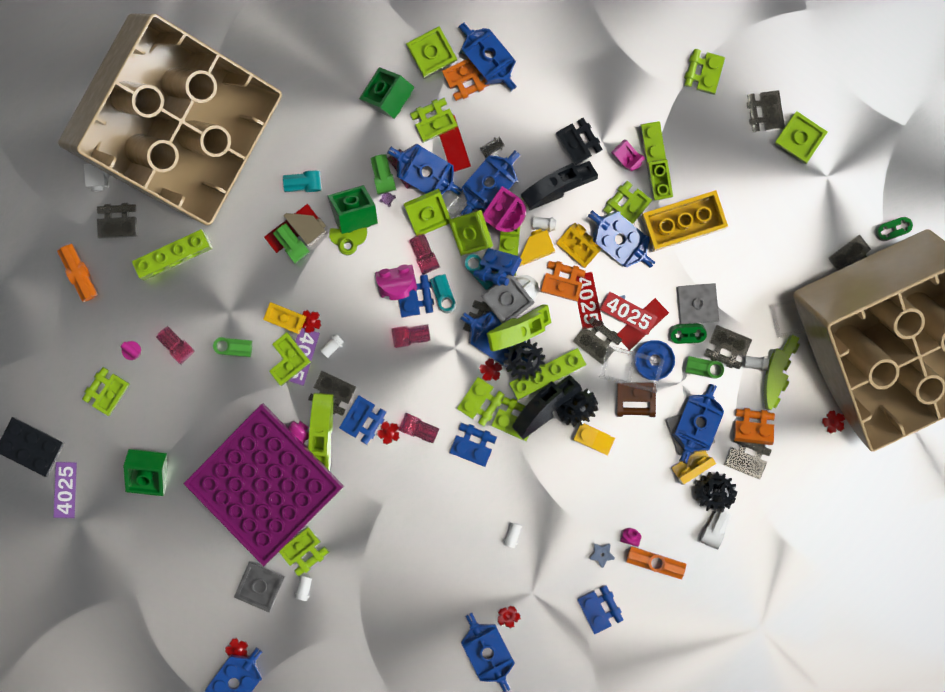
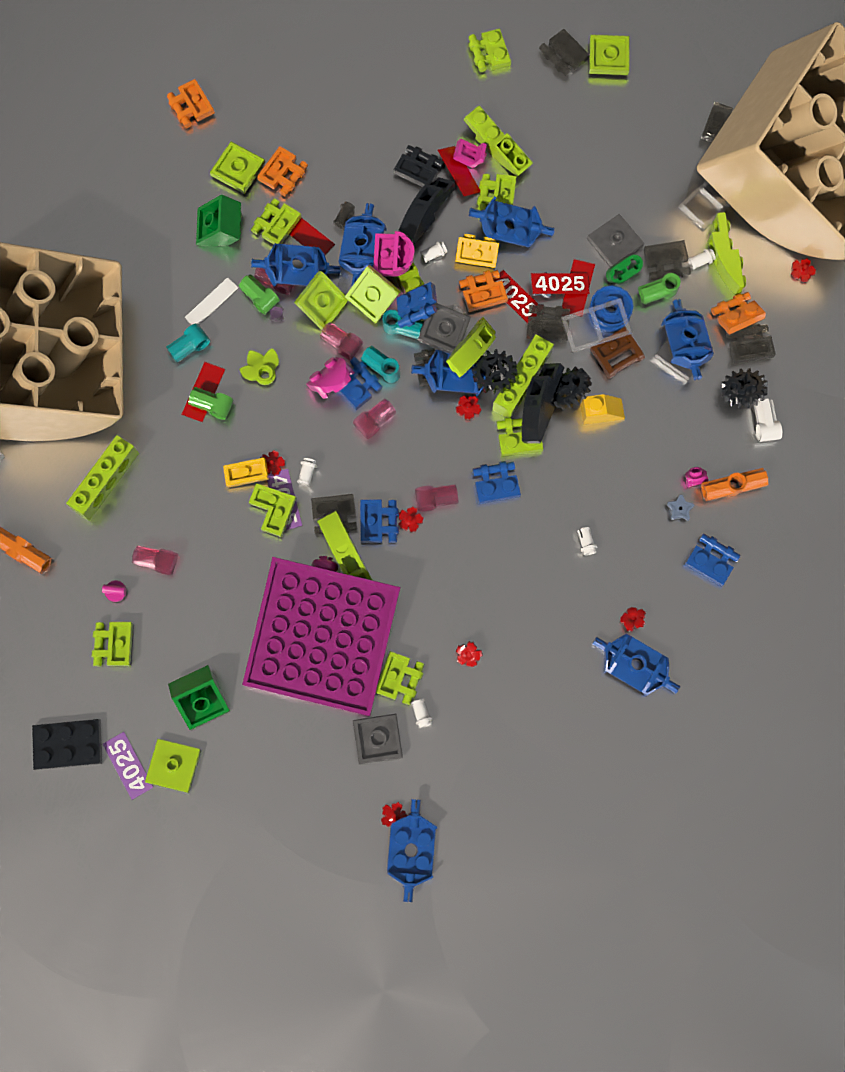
camera: 35 degrees left, 10 degrees down
(97, 512) = (173, 765): none -> lime plate
(116, 227) = (33, 485): clear smoke plate -> none
(235, 347) = (215, 526): bright green piece -> none
(306, 226) = (215, 379): dark tan slope -> none
(342, 156) = (211, 302): none -> white sticker
(353, 209) = (251, 338): green slope -> none
(366, 565) = (468, 654): none -> red plant
(476, 397) = (471, 439): lime plate -> none
(493, 69) = (304, 146): blue plate -> none
(537, 247) = (442, 272): yellow slope -> none
(609, 166) = (459, 172): none -> red sticker
(684, 221) = (556, 175): yellow brick -> none
(696, 464) = (711, 375): yellow bracket -> none
(896, 233) = (737, 81): green beam -> none

